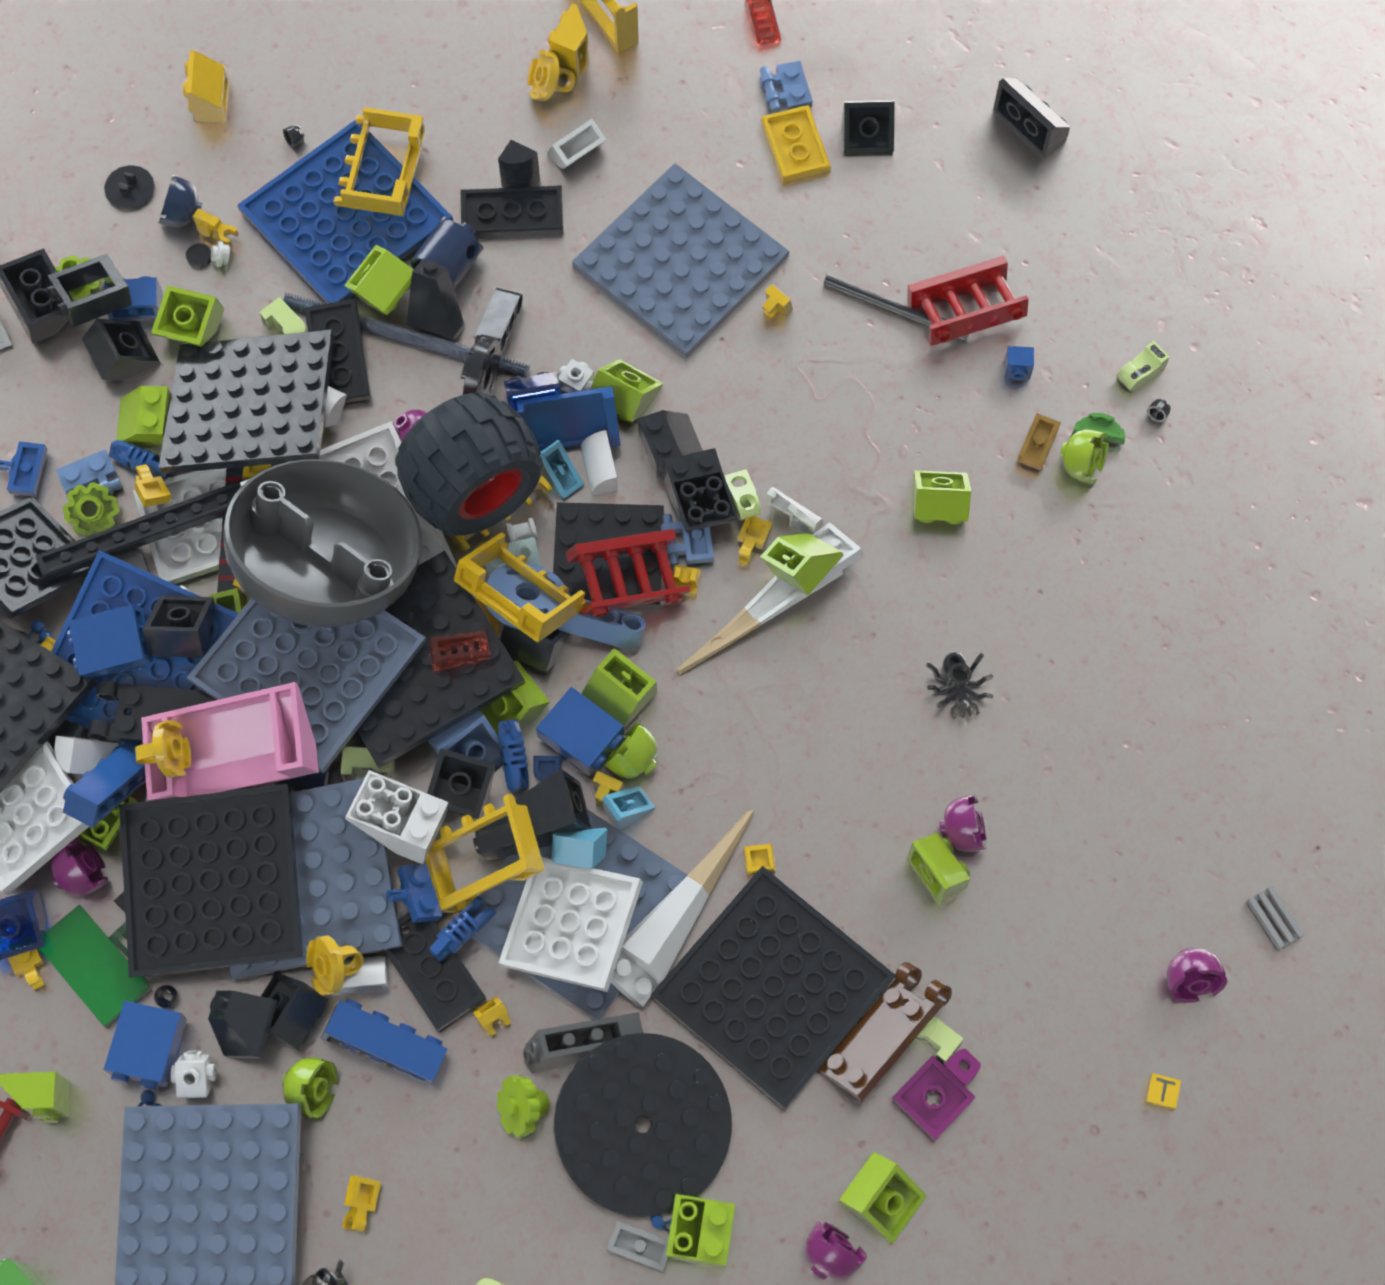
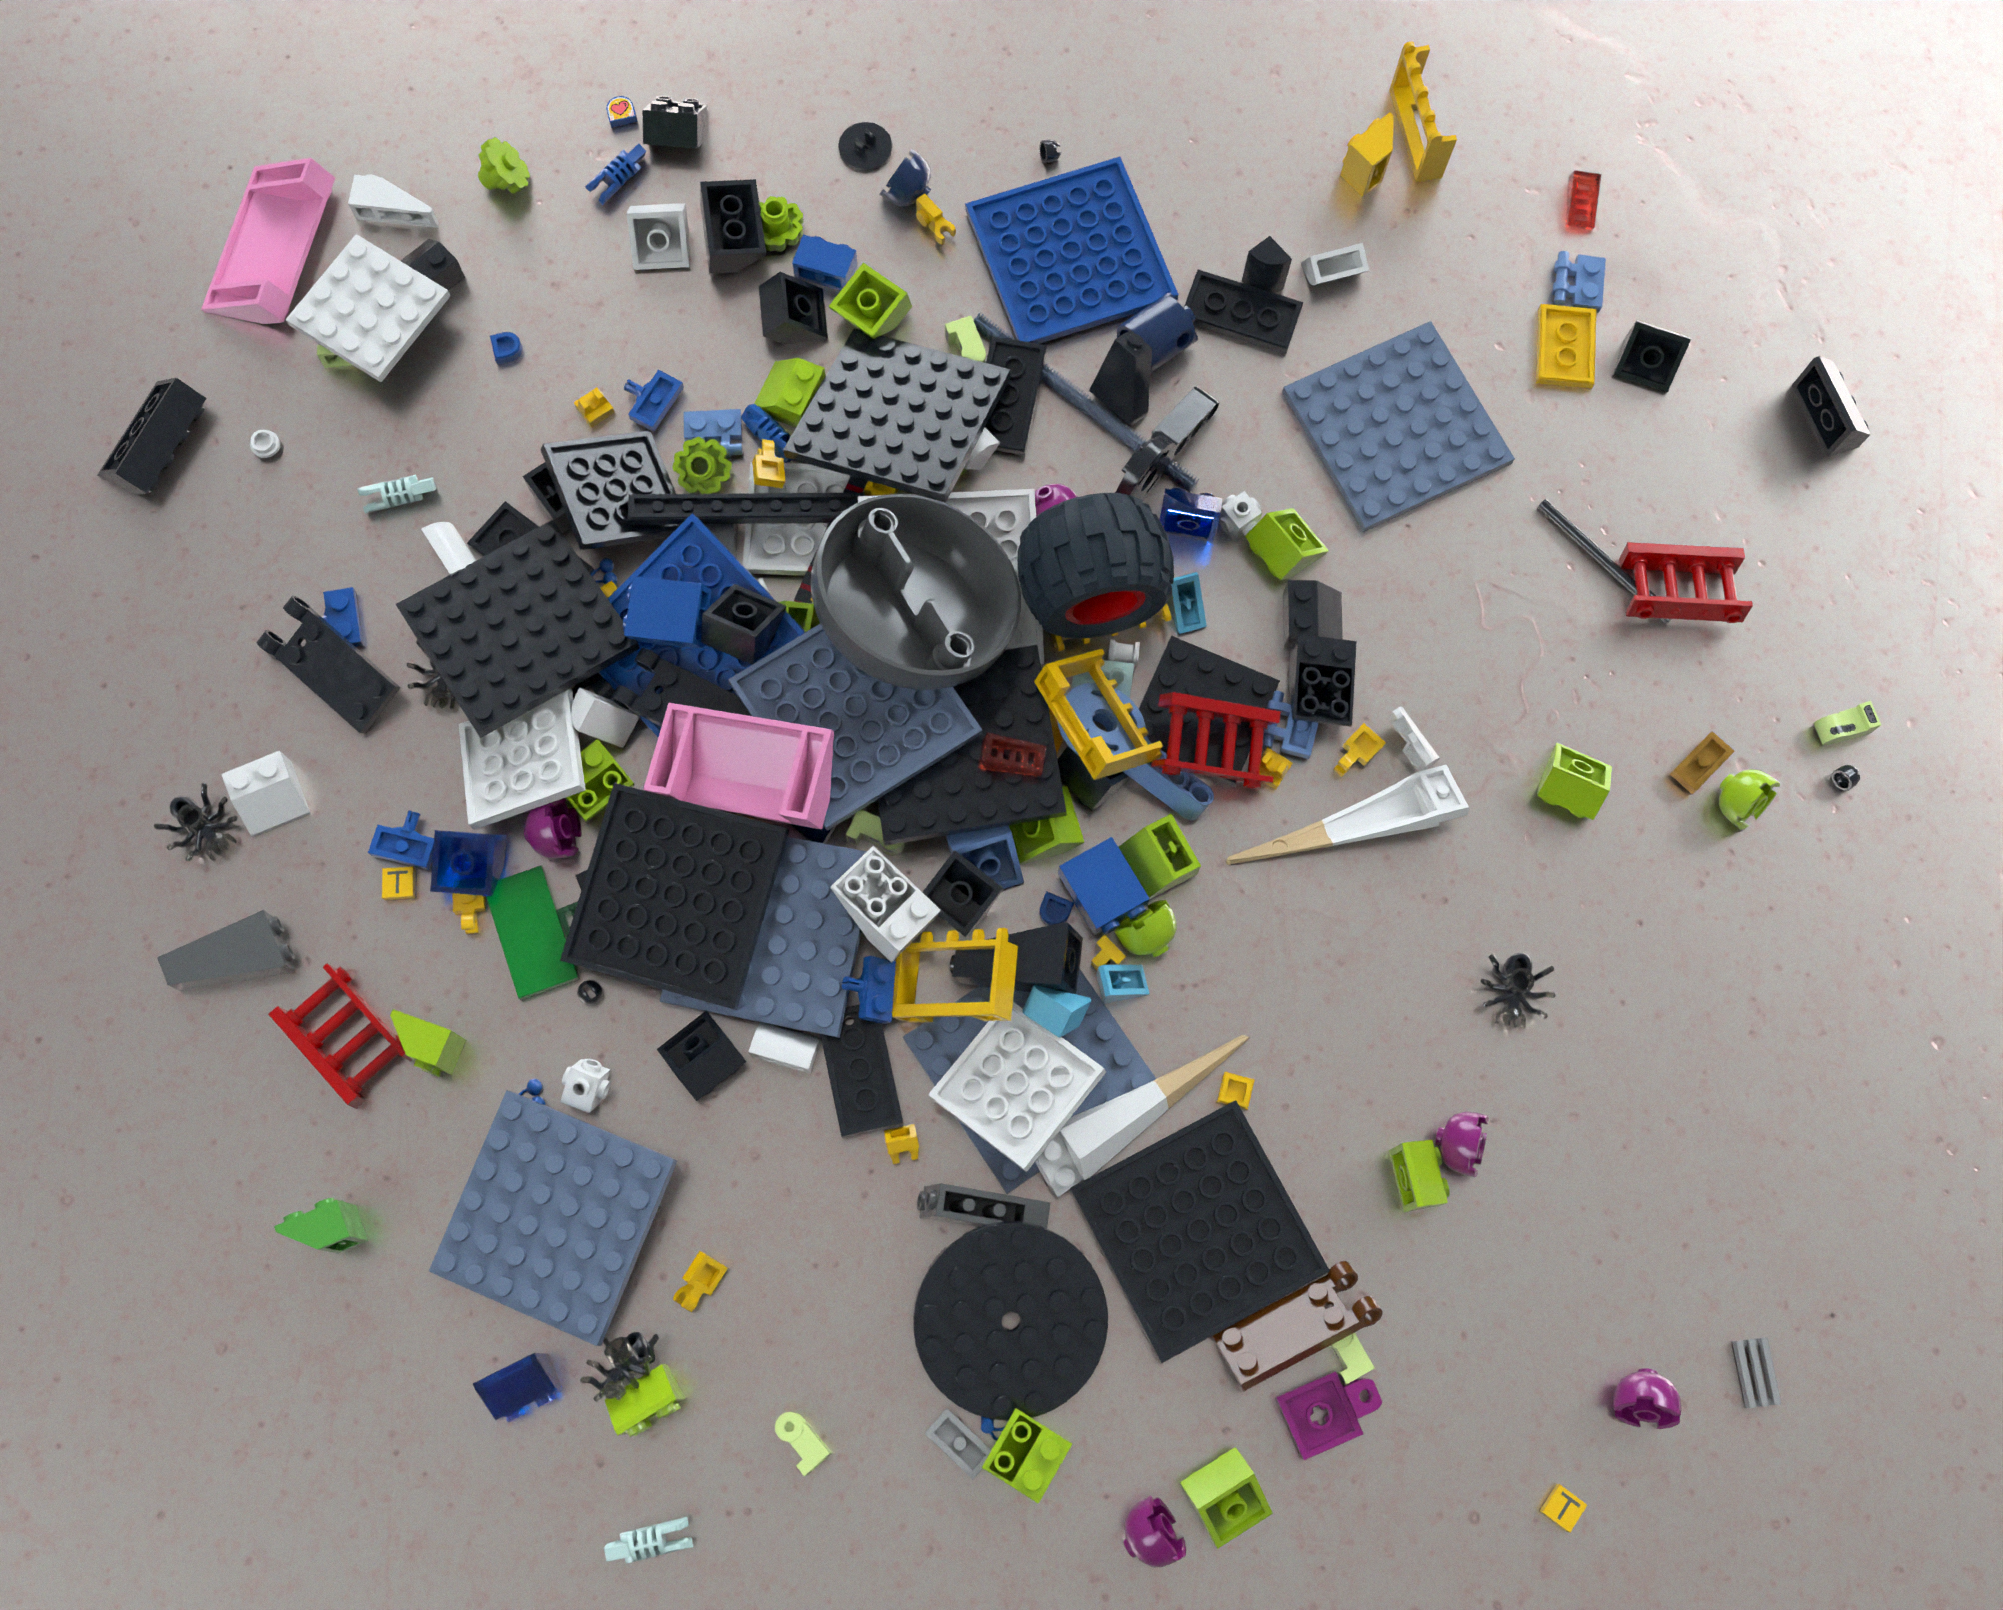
camera: 20 degrees right, 5 degrees up
(95, 305) = (783, 258): black window -> none
(105, 786) = (608, 758): blue brick -> none
(145, 1045) = (549, 1036): blue brick -> none
(167, 750) = (681, 747): yellow tile -> none
(198, 255) = (907, 242): black piece -> none
(206, 88) = (979, 70): yellow slope -> none
(220, 254) = (929, 249): white plate -> none
(241, 1022) = (651, 1051): black slope -> none
(309, 1084) = (693, 1142): lime cylinder -> none
(328, 964) = (758, 1029): yellow tile -> none
(373, 202) = (1153, 170): yellow hinge -> none
(380, 280) = (1080, 336): lime slope -> none
(385, 1041) = (785, 1128): blue wedge -> none
(461, 929) = (904, 1044): blue hinge -> none
(513, 755) = (1025, 884): blue hinge -> none
(521, 1105) = (895, 1250): lime plant -> none
(544, 76) = (1330, 179): yellow tile -> none
(571, 417) = (1220, 553): blue panel -> none
(599, 464) = (1230, 611): white brick -> none
(743, 497) = (1367, 702): yellowish green leg -> none
(776, 302) = (1480, 509): yellow tile -> none
(801, 560) = (1401, 795): lime slope -> none
(1019, 362) = (1714, 669): blue plate -> none
(1102, 423) = (1777, 768): bright green plate -> none

